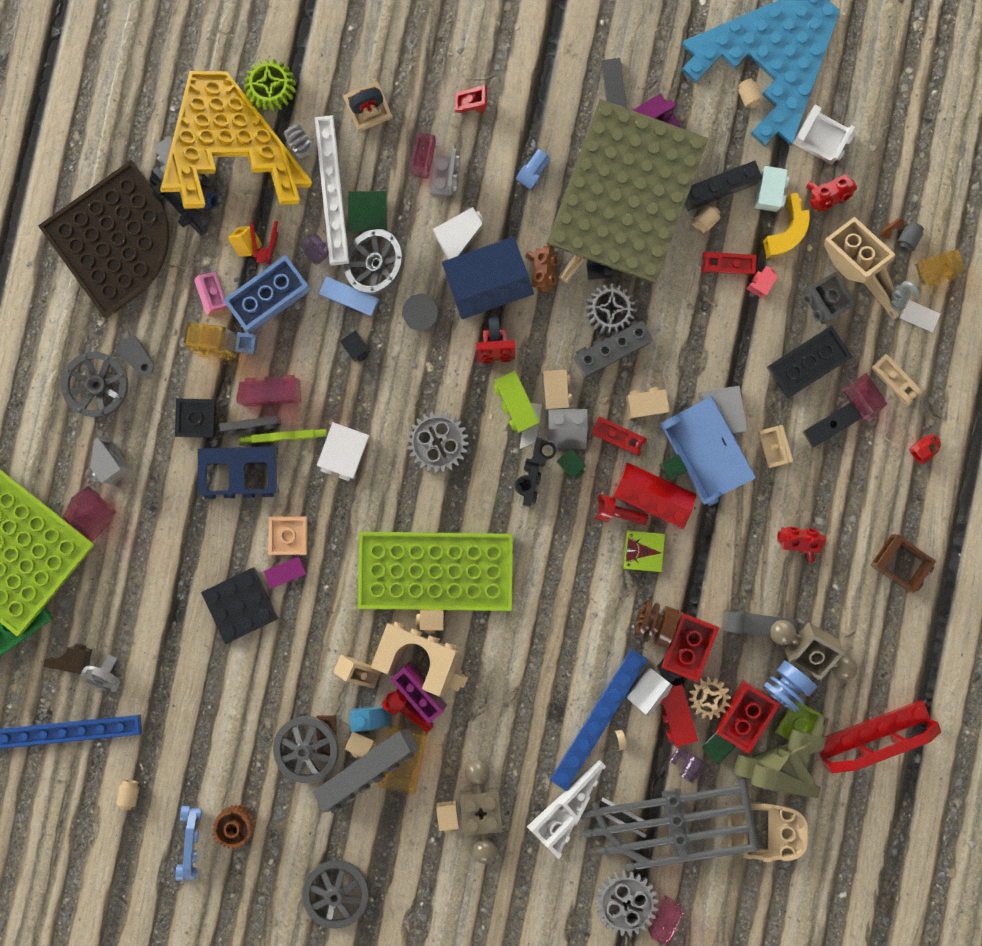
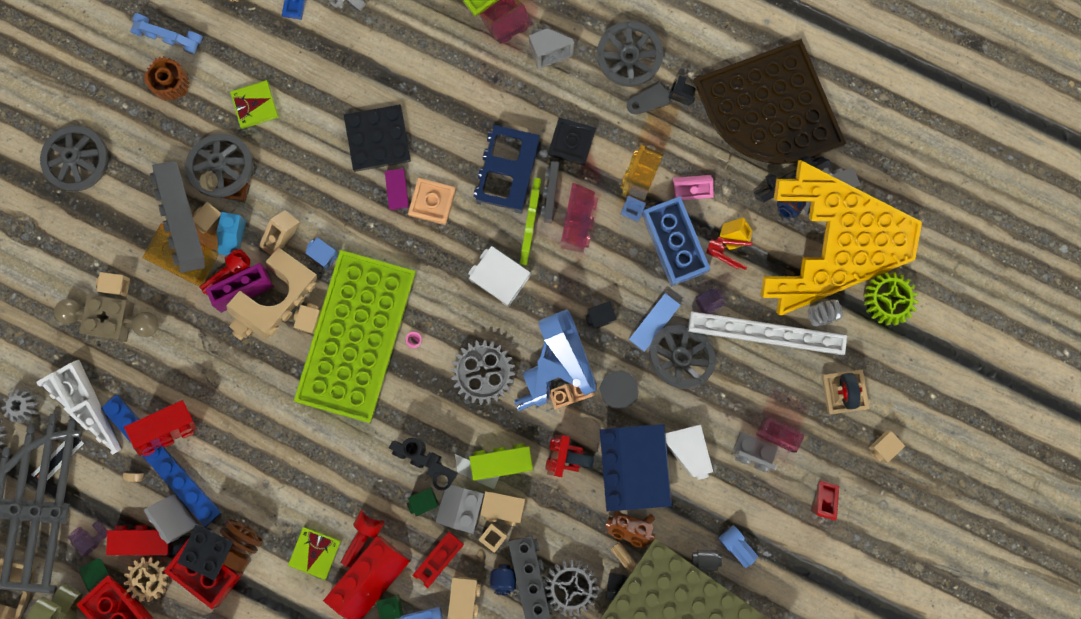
camera: 110 degrees right, 5 degrees down
(119, 326) = (682, 92): none -> black panel
(237, 734) = (254, 104): none -> lime tile
(324, 752) = (208, 181): none -> dark tan plate
(365, 625) = (321, 253): none -> medium blue brick
(367, 210) = (736, 363): dark green slope -> none
(408, 58) = (886, 447): none -> tan brick
(411, 362) = (567, 363): none -> medium blue connector
(422, 513) = (416, 337): none -> bright pink hinge
(435, 355) = (567, 395): none -> light nougat slope
(553, 194) = (707, 560): none -> dark grey brick
(570, 724) = (160, 428): none -> red brick
(584, 860) = (26, 407): none -> light grey gear
(585, 391) = (493, 537): none -> tan brick
(620, 372) = (503, 580): none -> dark blue head
(670, 646) = (205, 552): none -> black hinge

